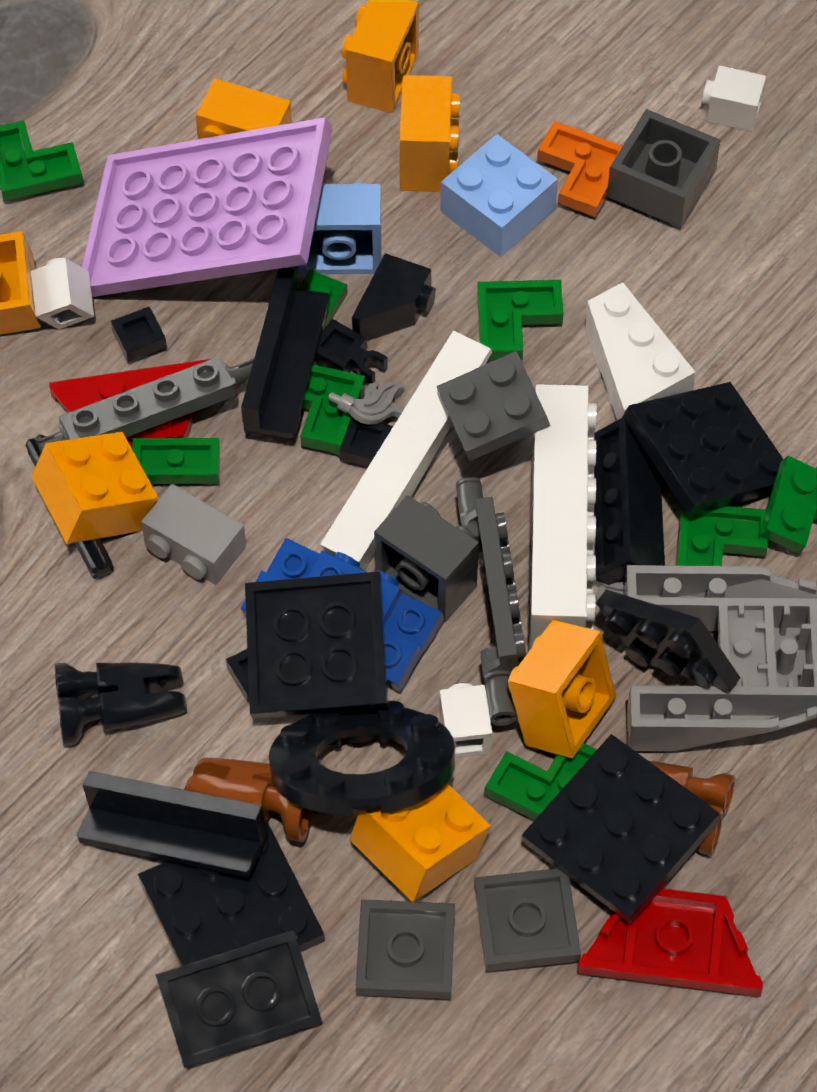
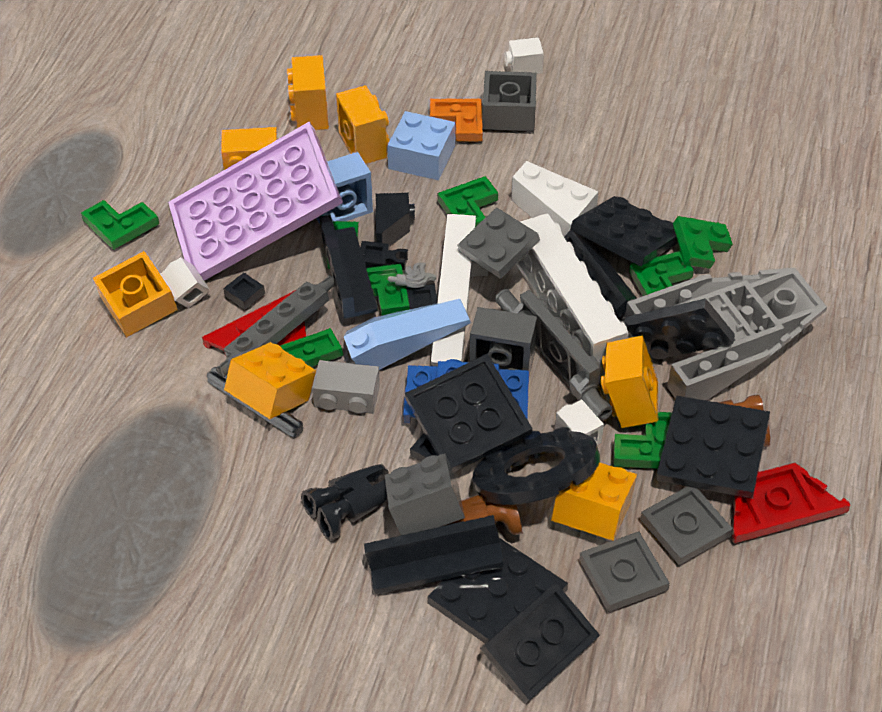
camera: 25 degrees left, 10 degrees down
(195, 738) = (424, 495): none -> dark grey brick
(301, 484) = (398, 334): none -> light blue wedge

